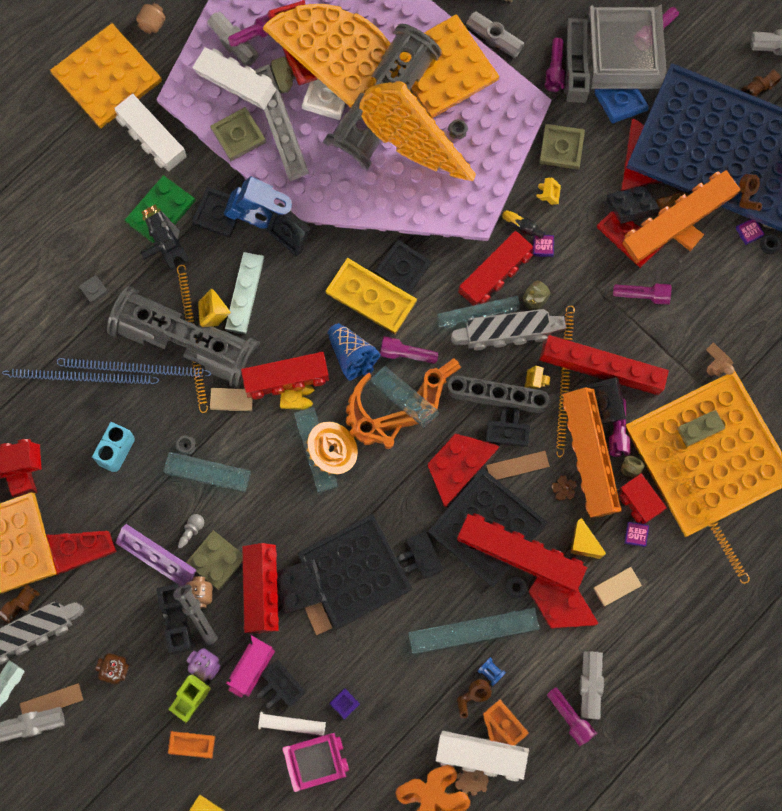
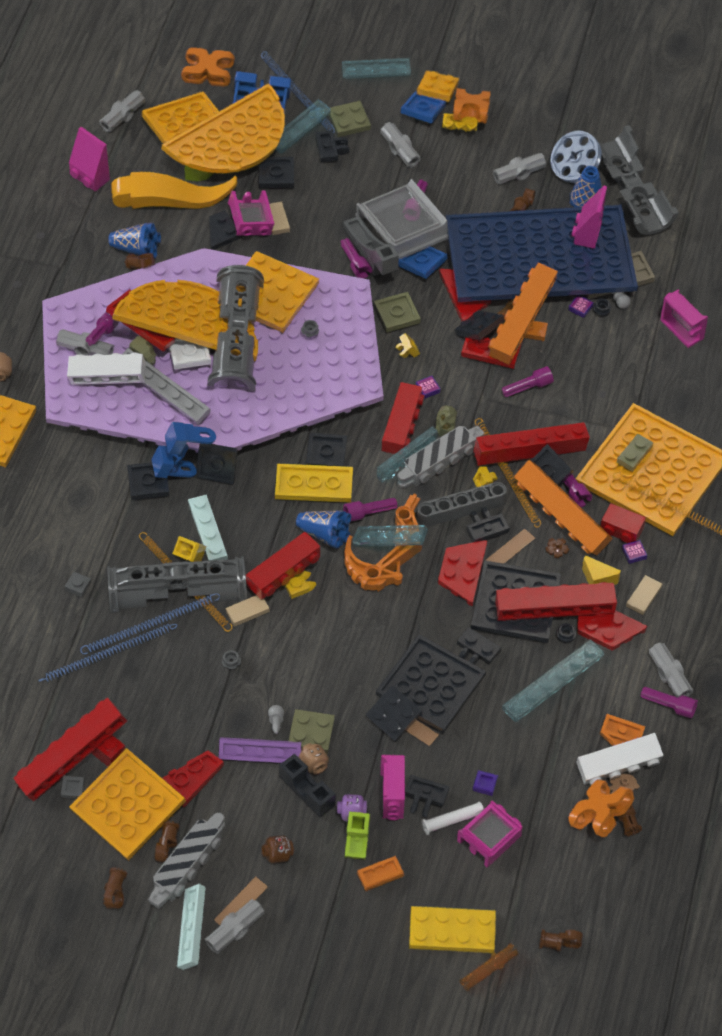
camera: 30 degrees left, 20 degrees down
(119, 454) = (175, 701): medium azure piece -> none
(150, 132) = (53, 448): white brick -> none
(165, 236) = (117, 514): black piece -> none
(168, 197) = (97, 502): green plate -> none
(191, 607) = (318, 763): dark grey pin -> none
(207, 472) = (262, 670): clear light blue plate -> none
(238, 134) = (133, 409): olive plate -> none
(260, 588) = (362, 727): red brick -> none
(306, 422) = (341, 612): clear light blue plate -> none
(344, 451) = (354, 602): light orange gear -> none
(400, 119) = (280, 331): light orange plate -> none
(478, 691) = (589, 722): reddish brown plate -> none
(484, 669) = (587, 700): blue bush -> none
(485, 27) = (293, 256): light grey piece -> none
(523, 224) = (406, 377): black piece -> none
(632, 466) = (599, 504): olive tile -> none
(721, 363) = (619, 402): medium nougat piece -> none
(749, 186) = (563, 270): reddish brown plate -> none

